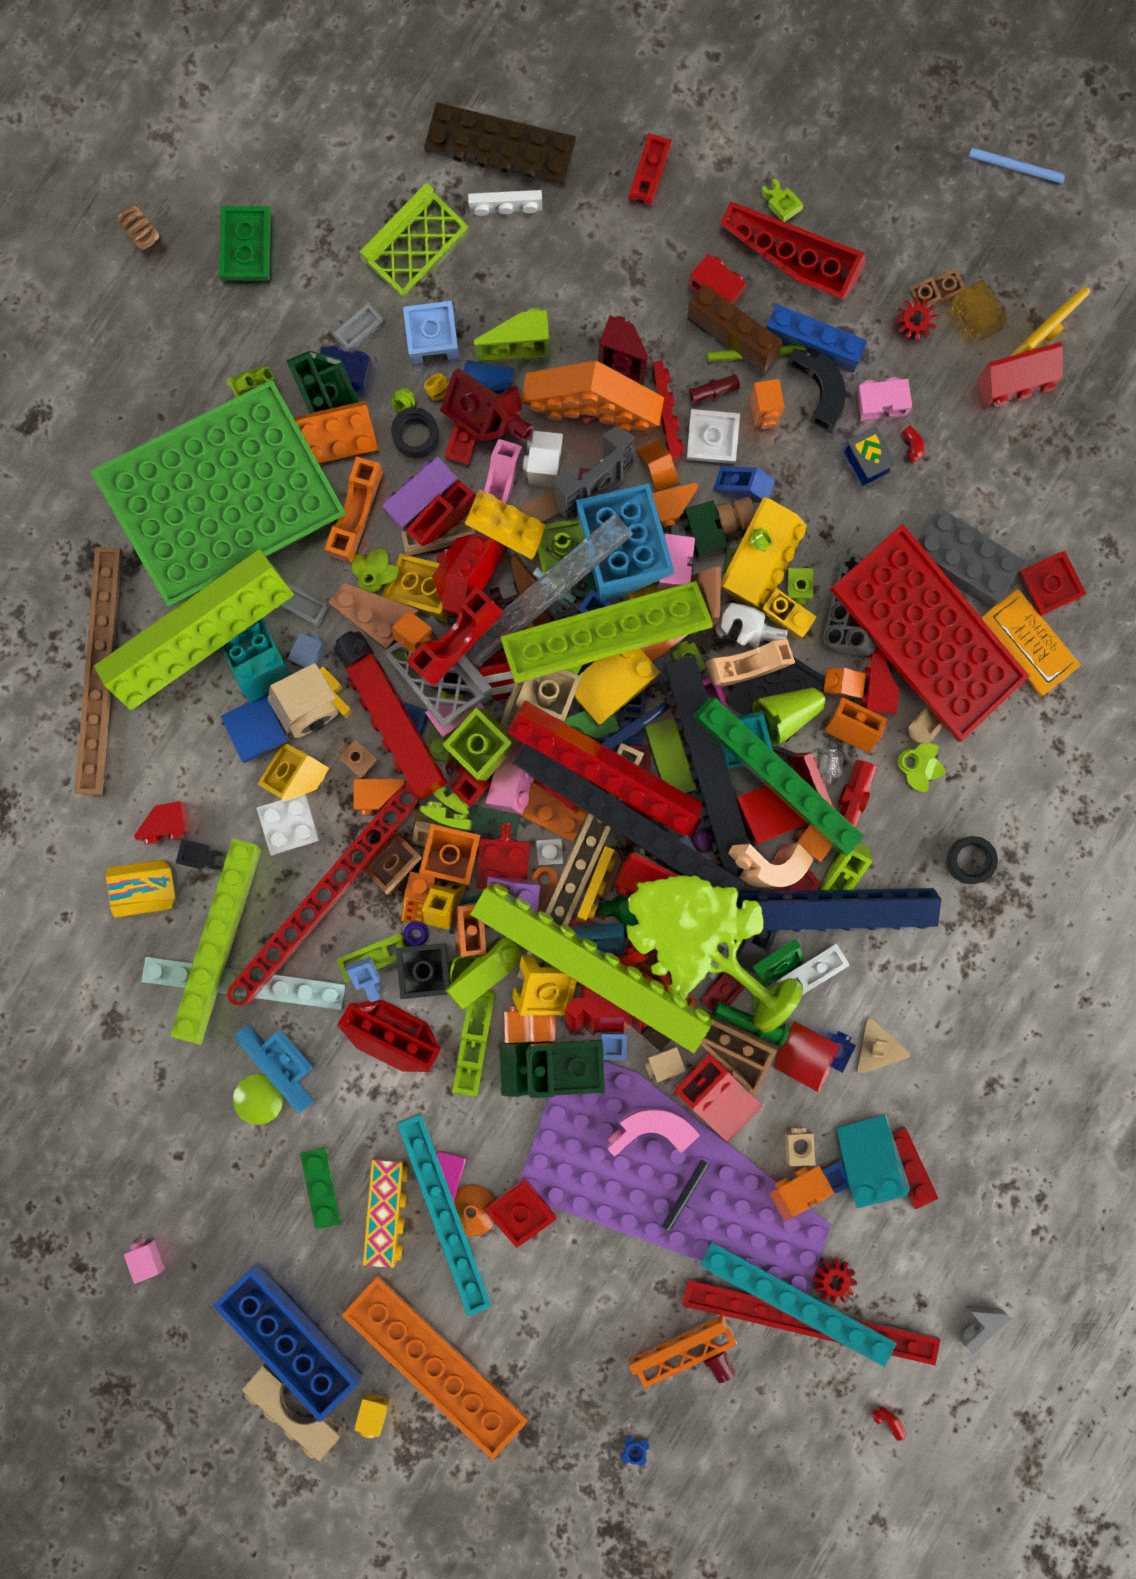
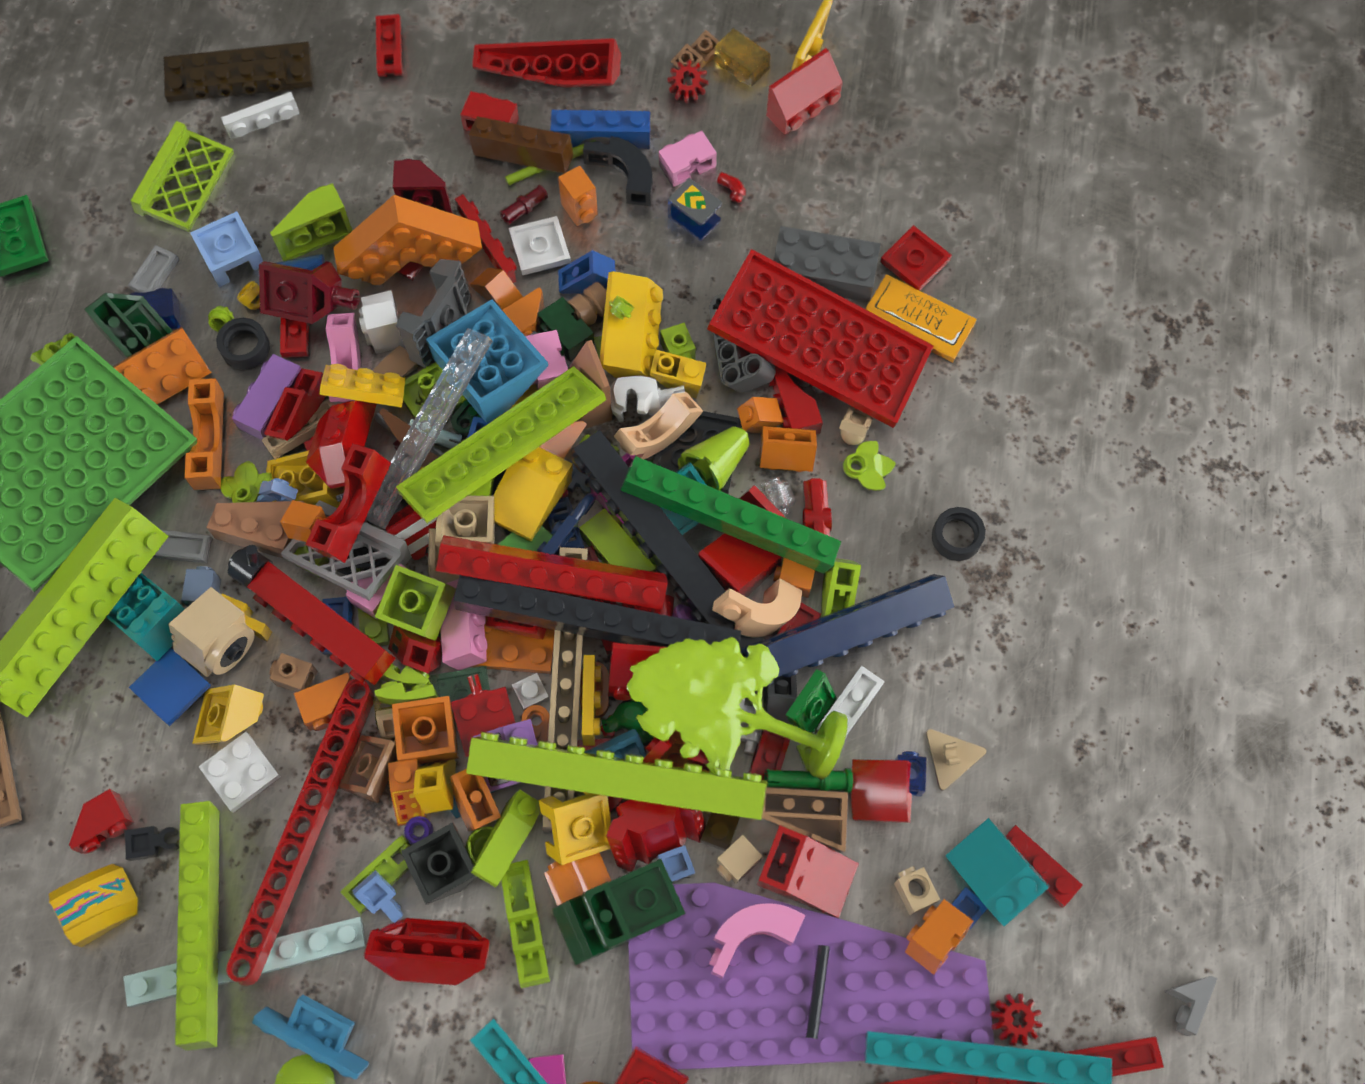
camera: 25 degrees left, 15 degrees down
(398, 590) = (276, 490): none -> medium blue plate
(782, 203) = (522, 31): lime plate -> none

